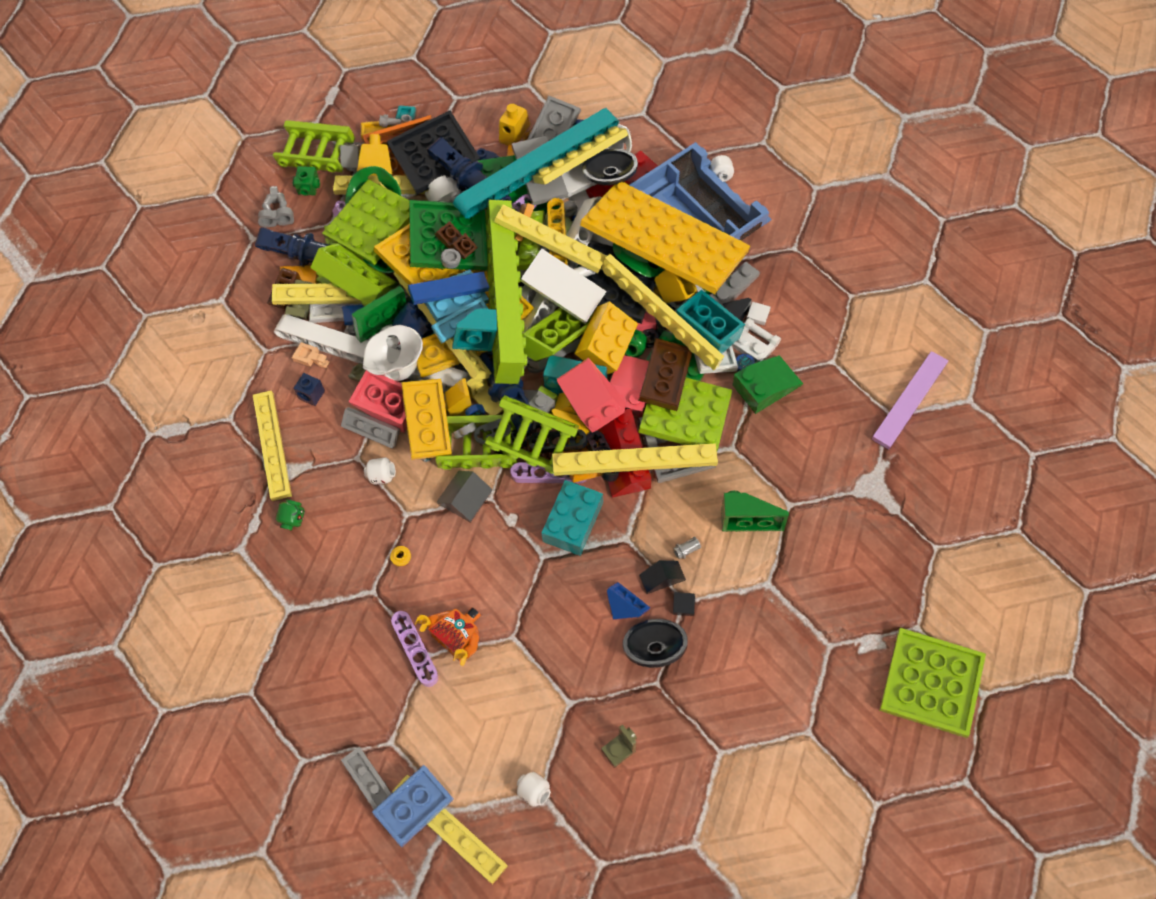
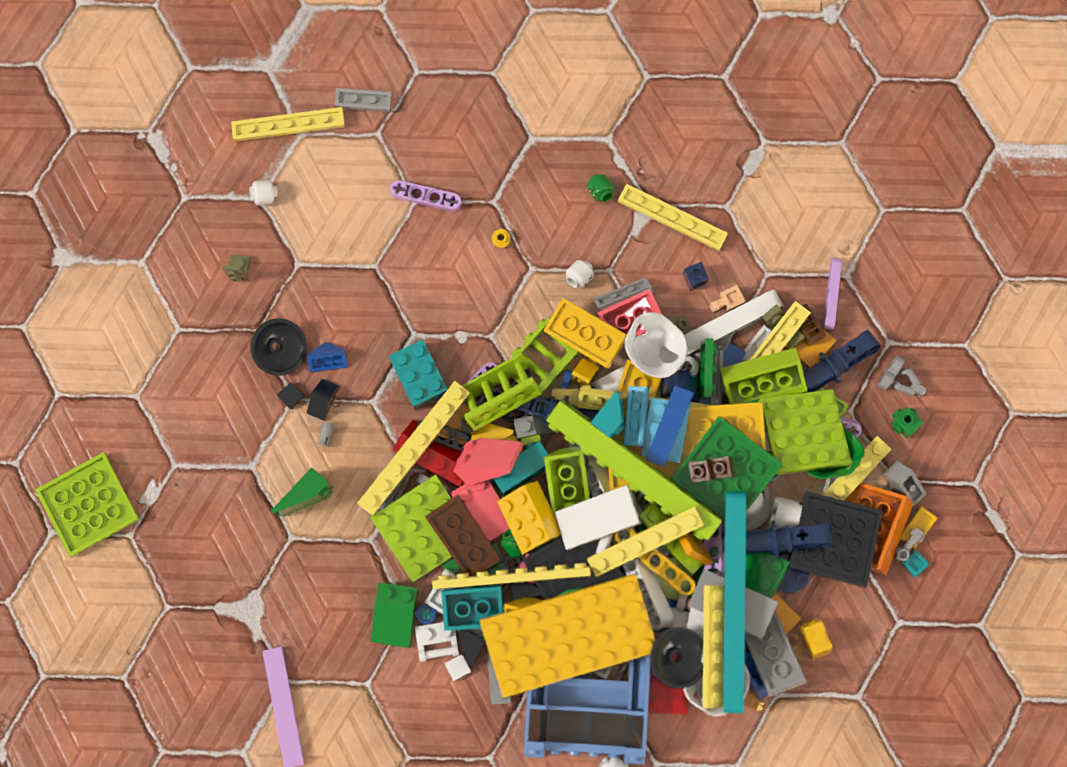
camera: 135 degrees right, 15 degrees up
(226, 304) = (832, 294): none -> lavender beam
(313, 131) = (941, 473): lime fence -> none
(374, 155) = (874, 489): yellow torso -> none
(412, 805) = (319, 111): medium blue tile -> none
(450, 258) = (697, 451): light grey tile -> none
(453, 631) = (409, 227): torso -> none
(465, 430) = (551, 353): light grey tile -> none
(465, 495) = (508, 318): dark grey slope -> none
(490, 427) = (538, 371): pearl dark grey beam -> none

